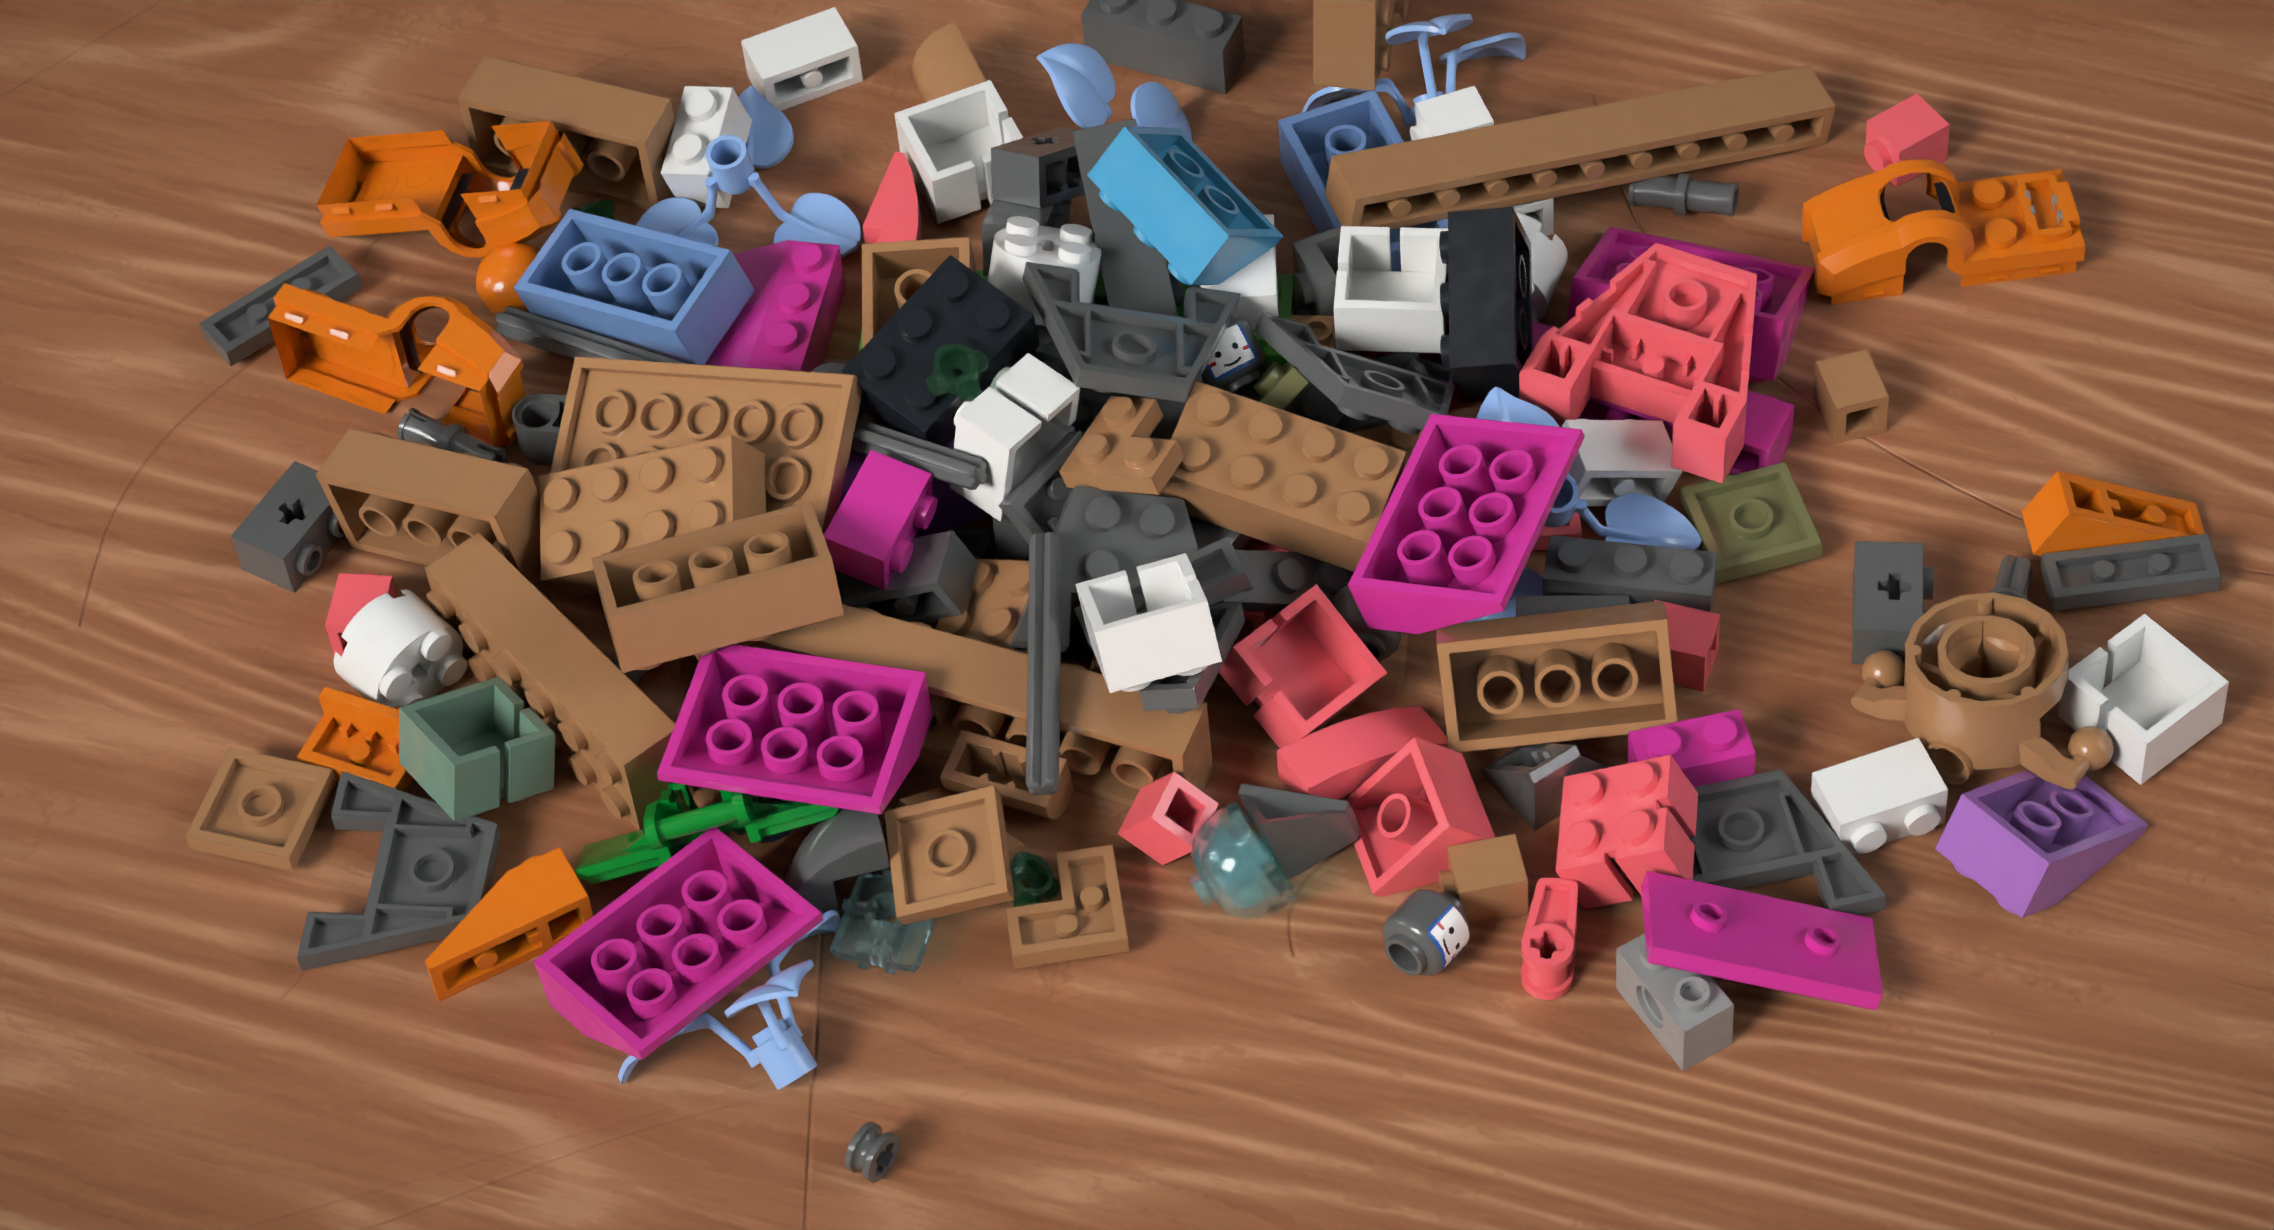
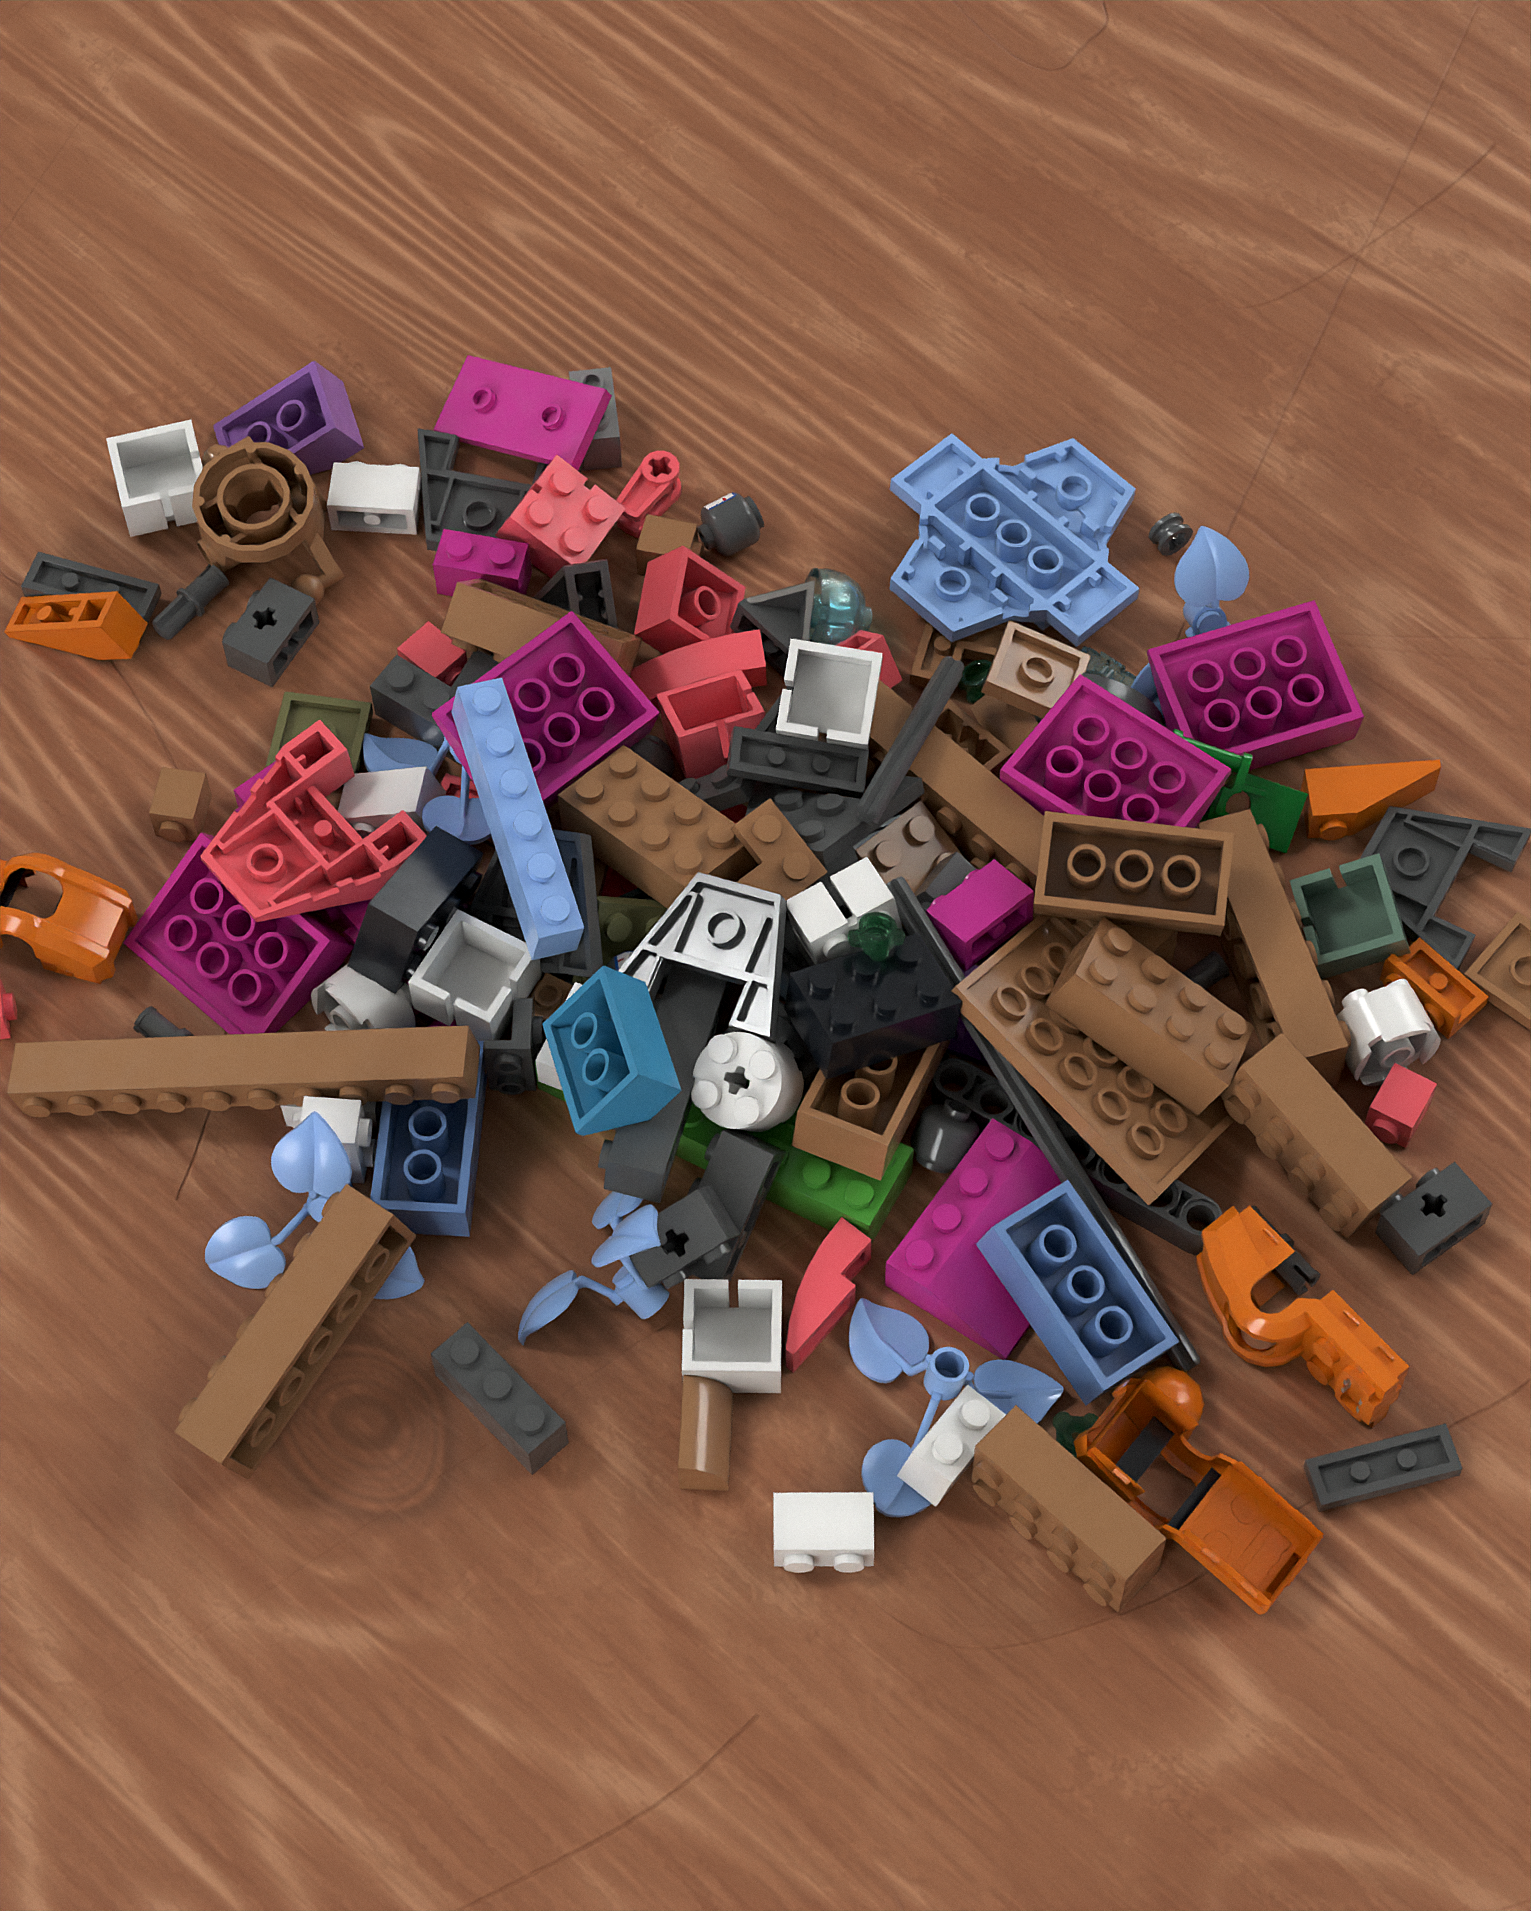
camera: 160 degrees left, 10 degrees up
(1062, 1043) = (1013, 540): none -> light blue plate
(1421, 365) = (517, 819): none -> light blue brick

